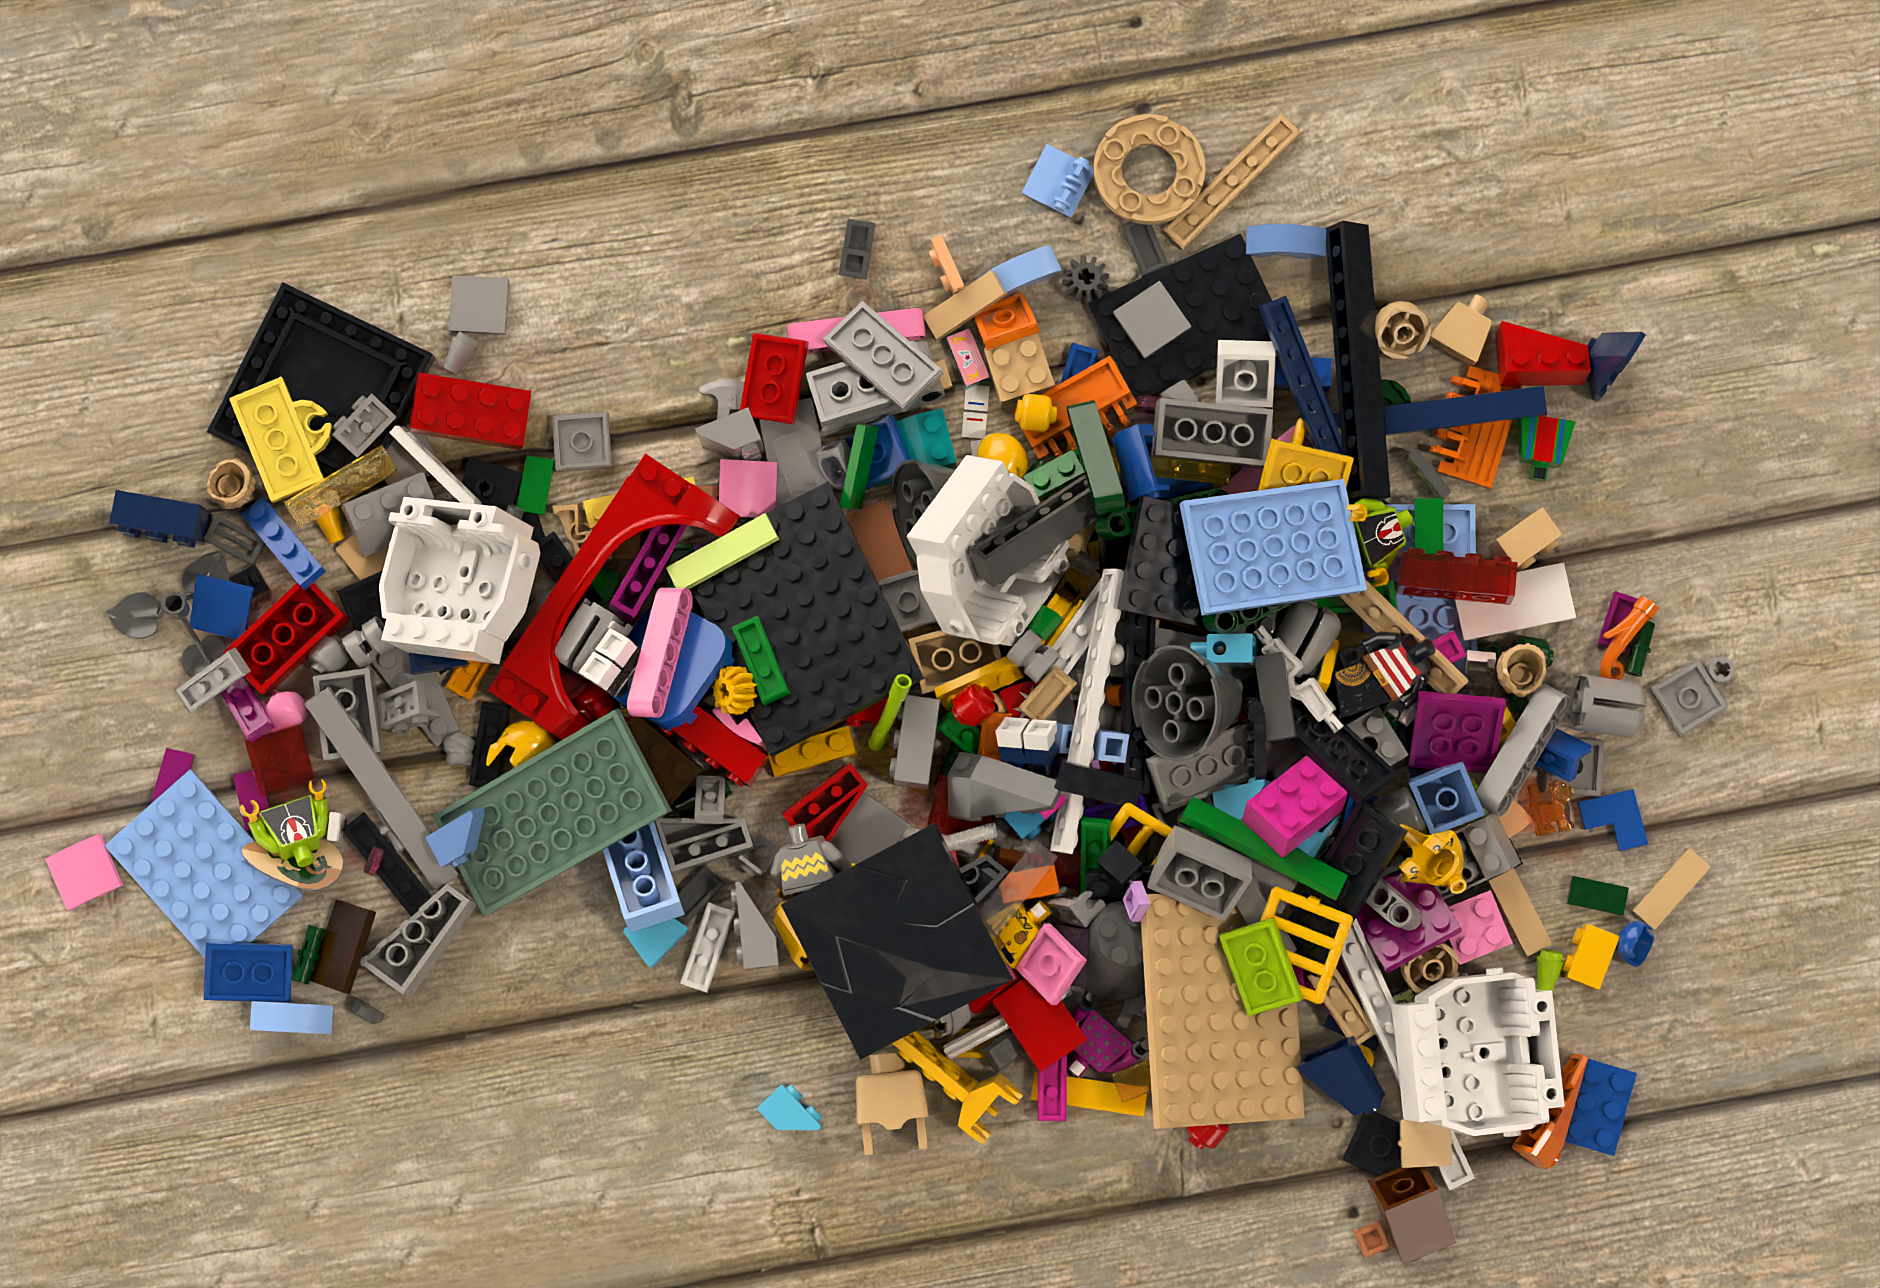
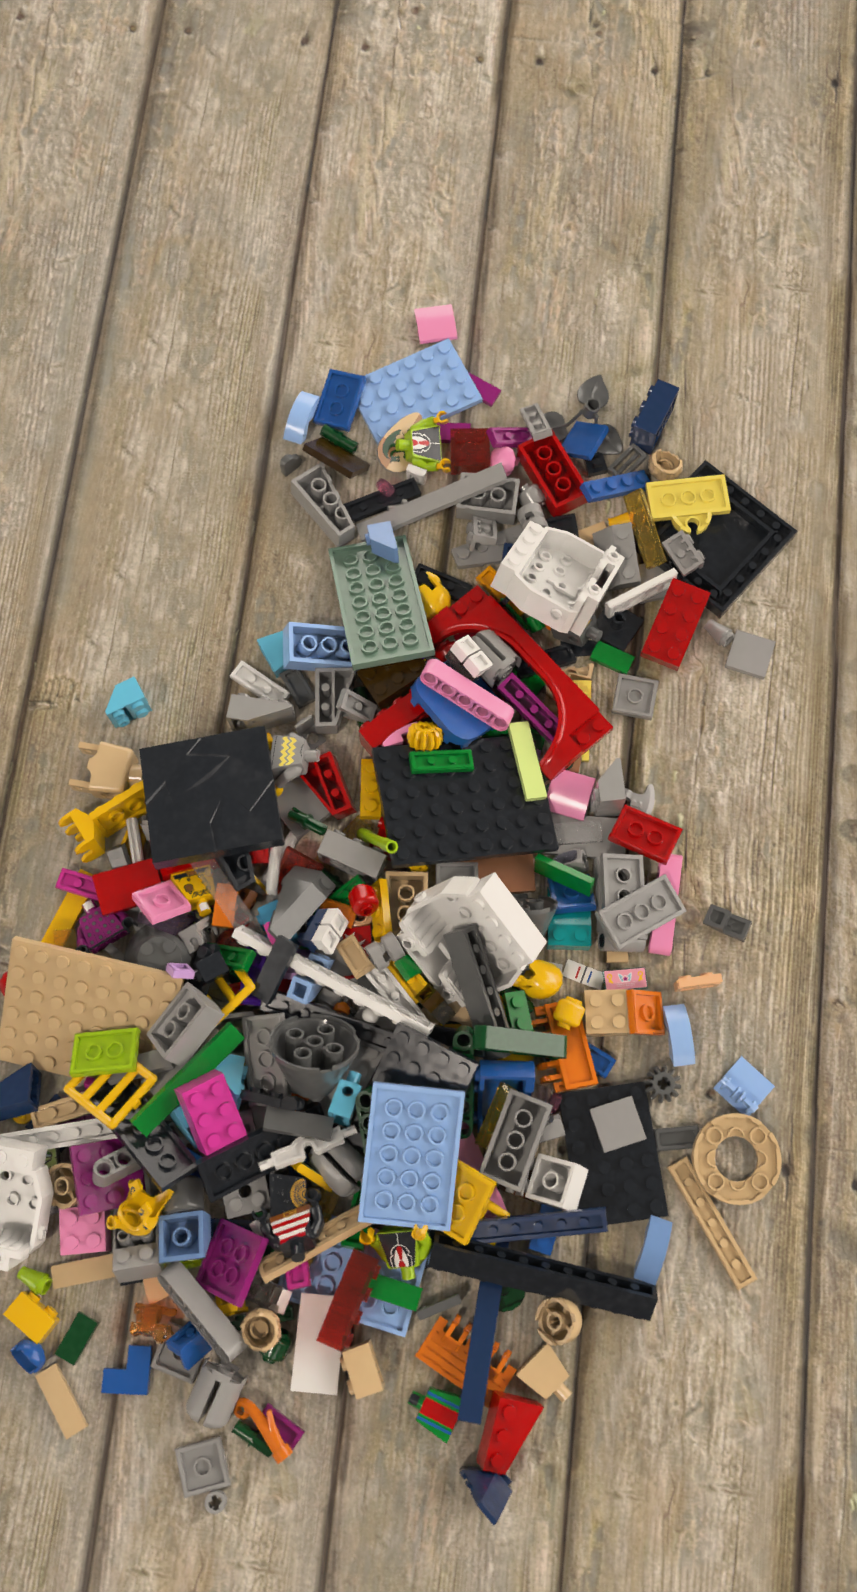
camera: 105 degrees right, 10 degrees down
(459, 749) = (444, 562): light grey arm -> none
(886, 814) = (307, 821): none -> dark green axle
(965, 305) = (665, 987): tan tile -> none

